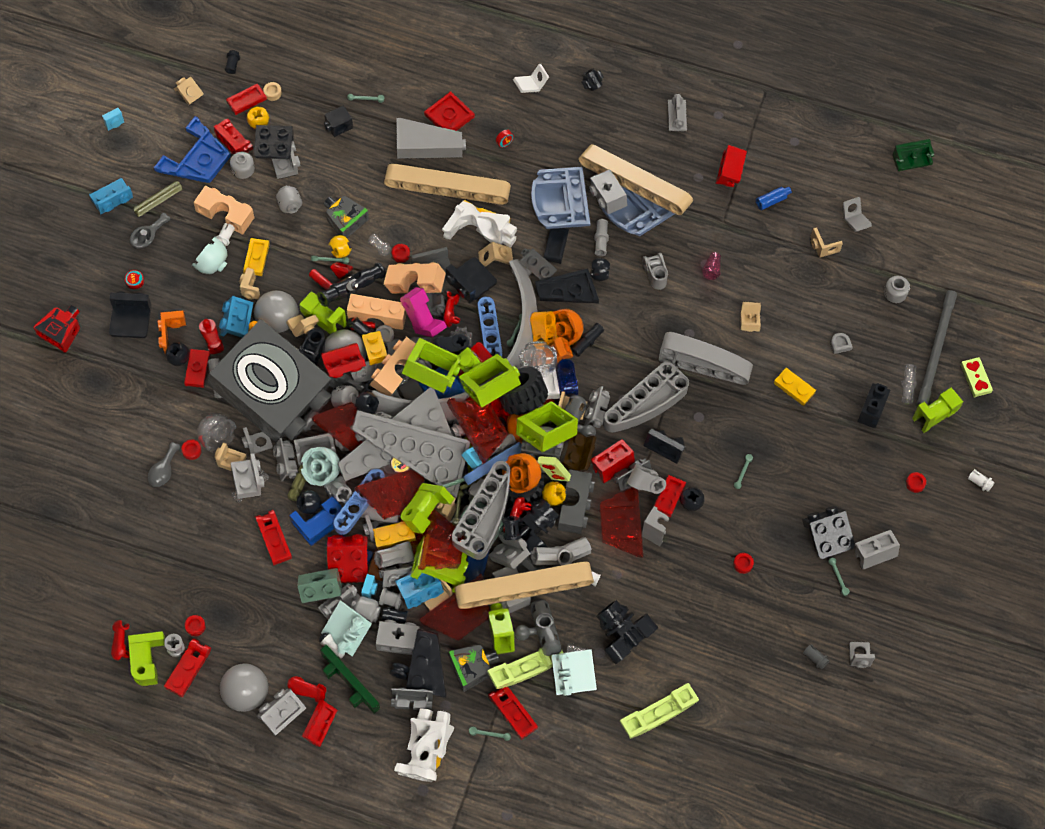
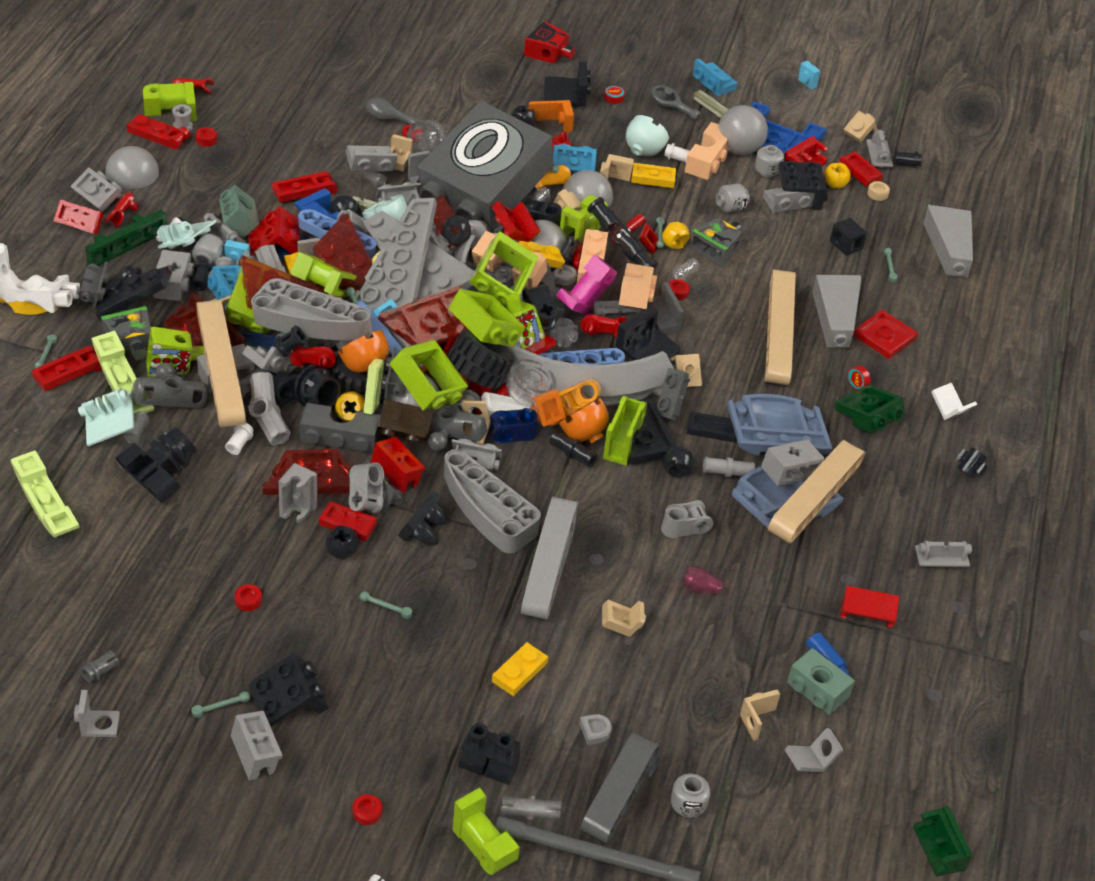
camera: 85 degrees right, 20 degrees down
(203, 178) = (744, 129): none -> light grey piece
(217, 81) = (879, 150): none -> light grey hinge
(341, 47) = (952, 238): none -> light grey slope
(492, 226) = (728, 347): white hips -> none
(538, 135) = (871, 408): none -> dark green plate
(576, 297) = (622, 429): none -> lime piece
(802, 196) = (820, 681): none -> sand green brick
(893, 325) = (634, 763): none -> dark grey beam

